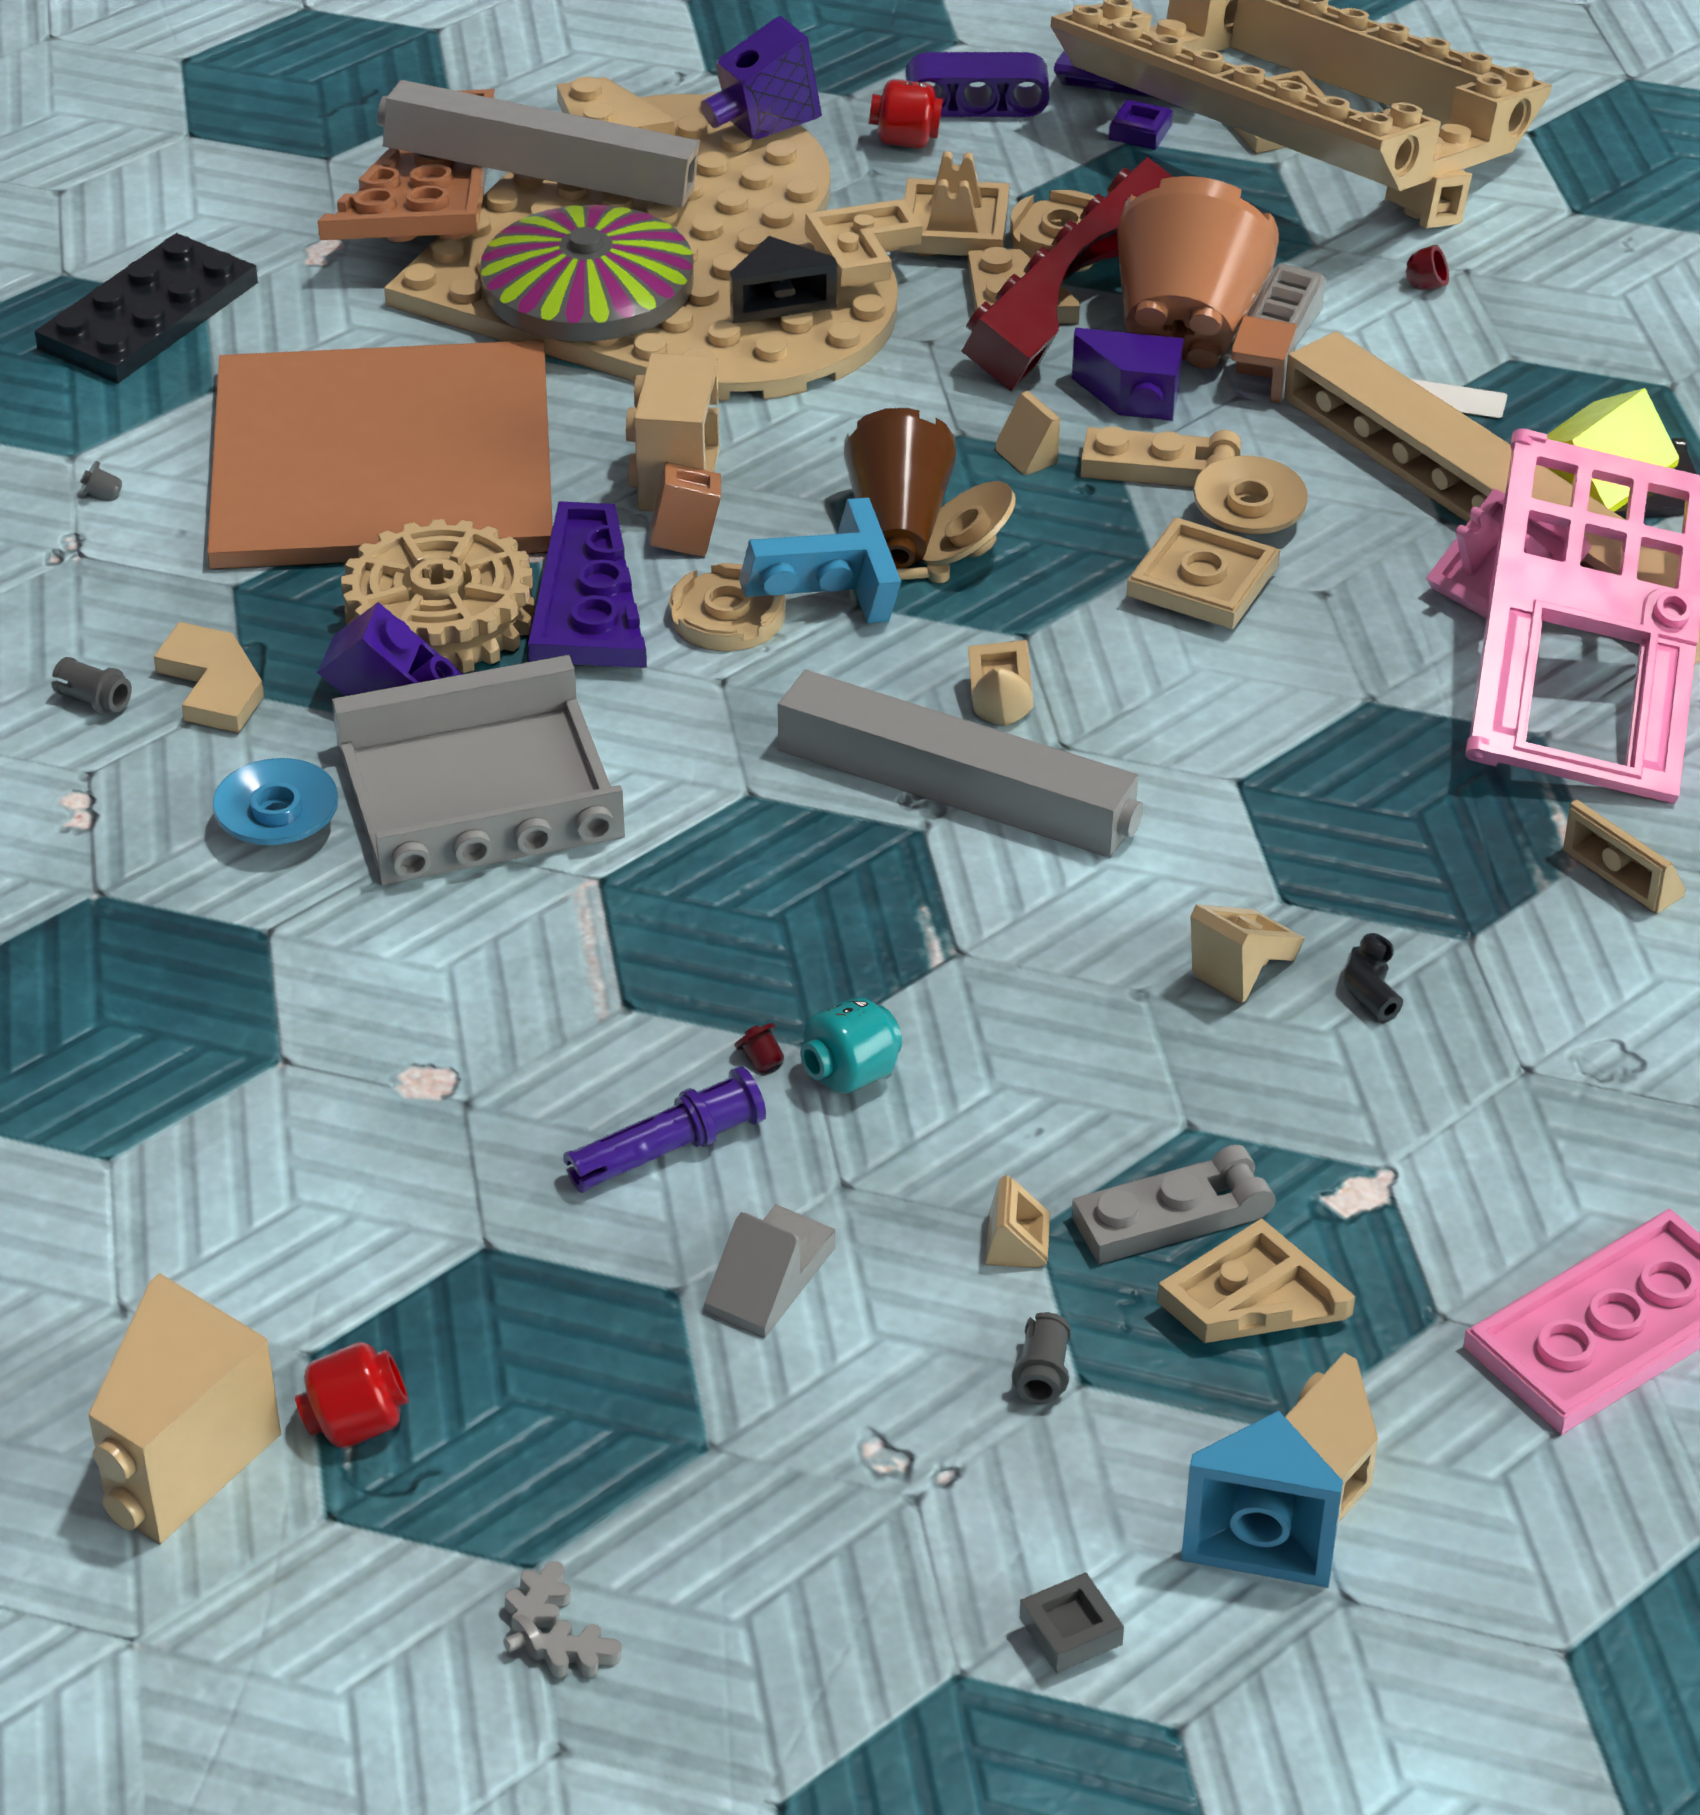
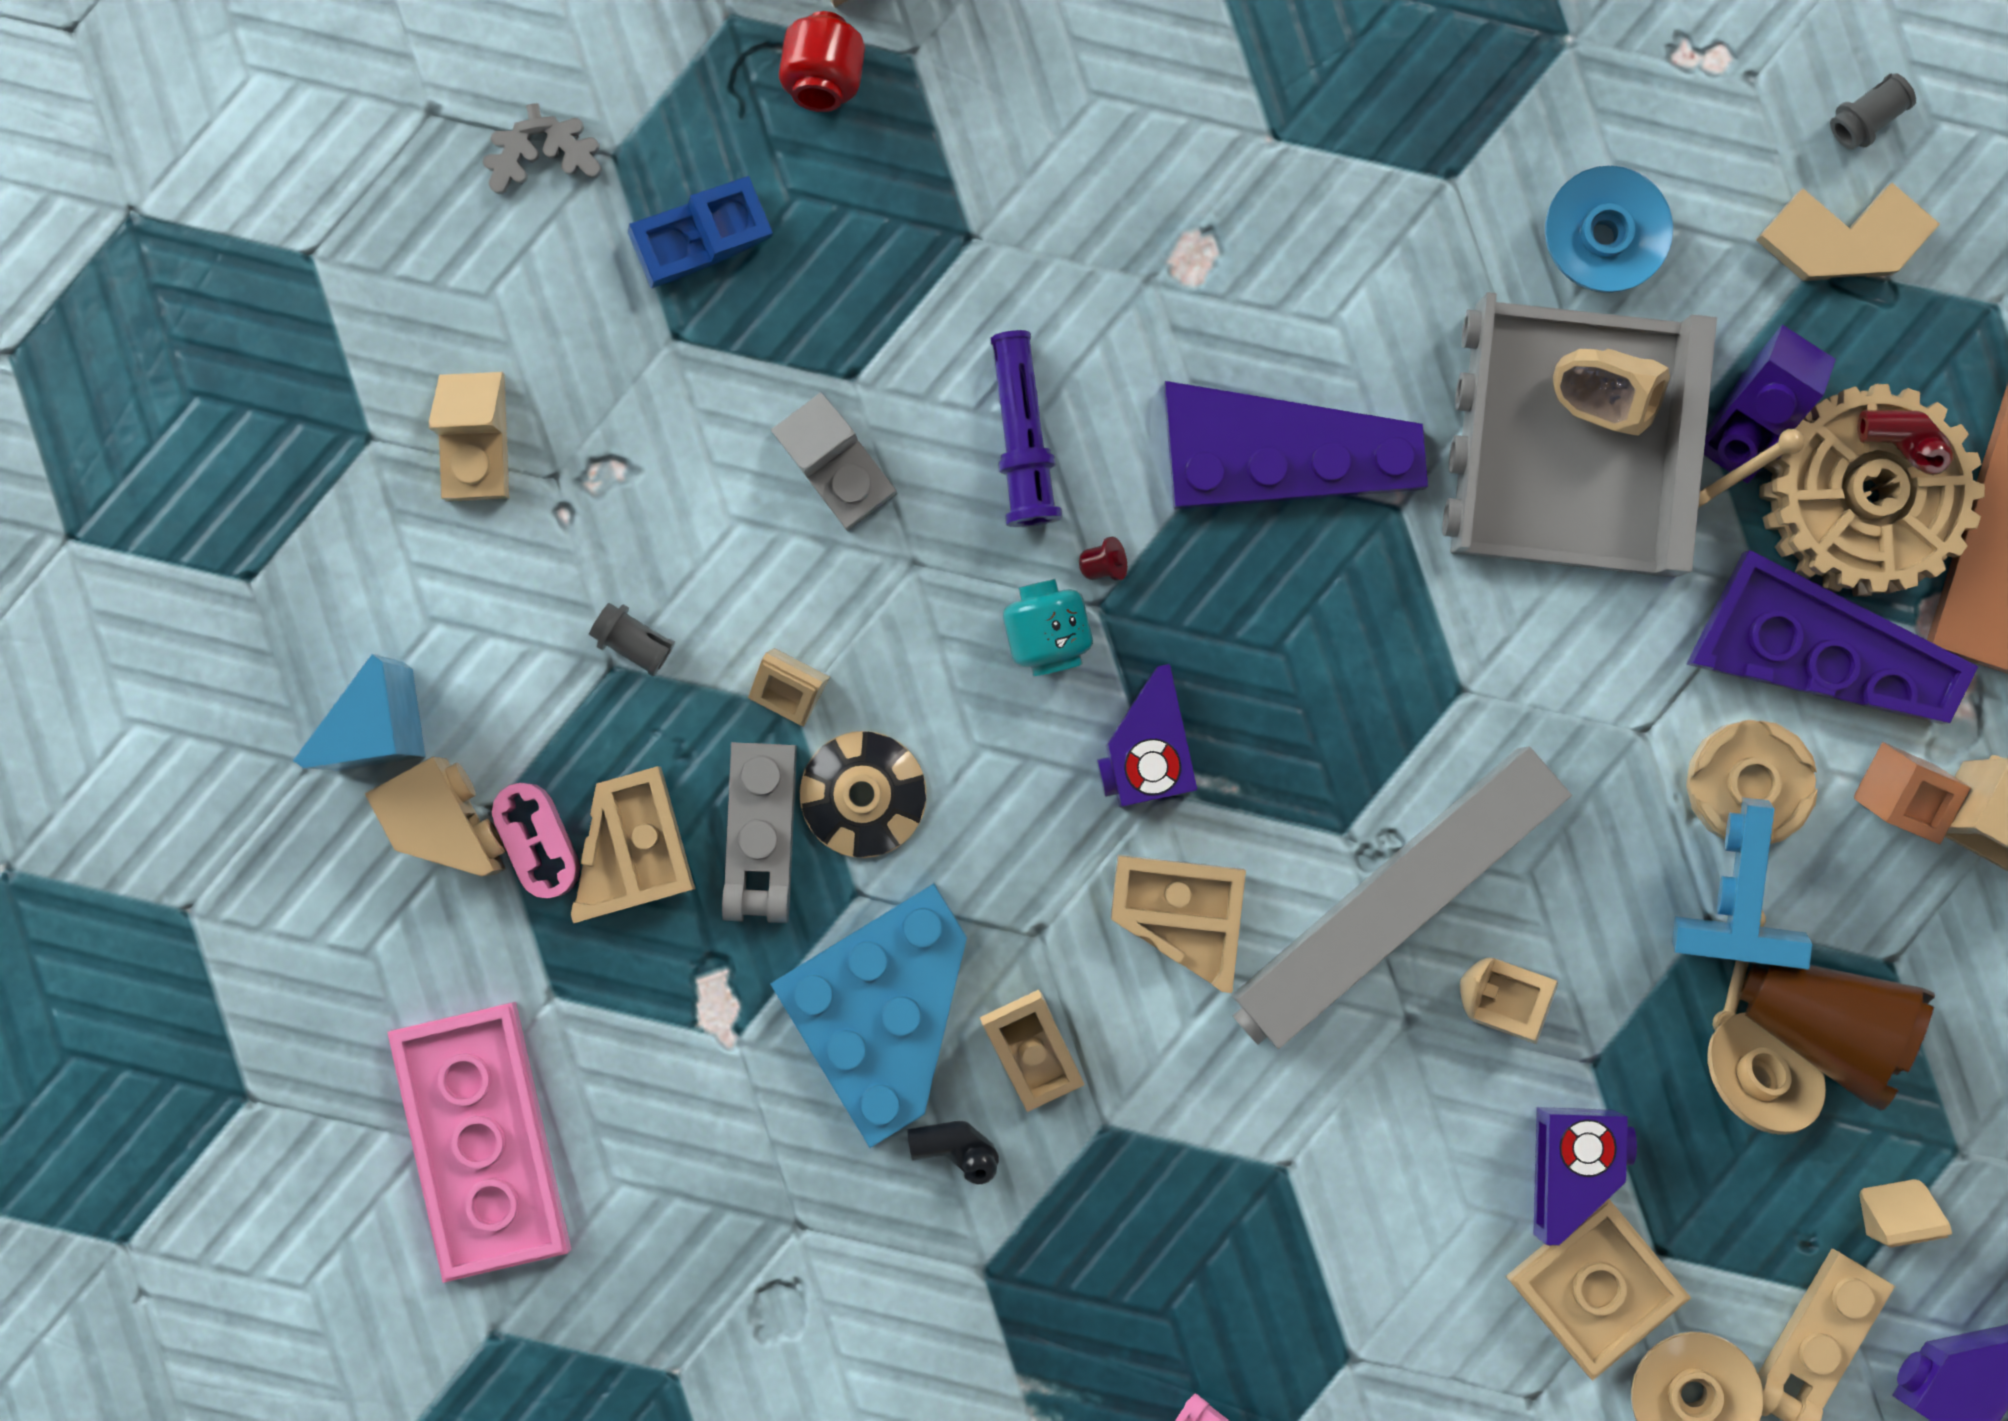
camera: 115 degrees right, 45 degrees up
(386, 557) = (1911, 433): none -> dark red arm
(425, 625) = (1789, 442): none -> tan hinge
(426, 749) = (1611, 388): none -> rock
(581, 1454) = (700, 233): none -> blue slope
(592, 966) = (1273, 450): none -> dark purple wing
(899, 1569) = (472, 436): none -> tan slope
(915, 952) = (1149, 747): none -> dark purple slope
(1055, 892) = (1183, 912): none -> tan wing
(1071, 1622) = (358, 536): dark grey plate -> none
(1086, 1149) = (897, 799): none -> dish
(1117, 604) = (1577, 1166): none -> dark purple slope
(1280, 1071) = (880, 1010): none -> dark azure plate
(1283, 1362) = (522, 847): none -> bright pink beam

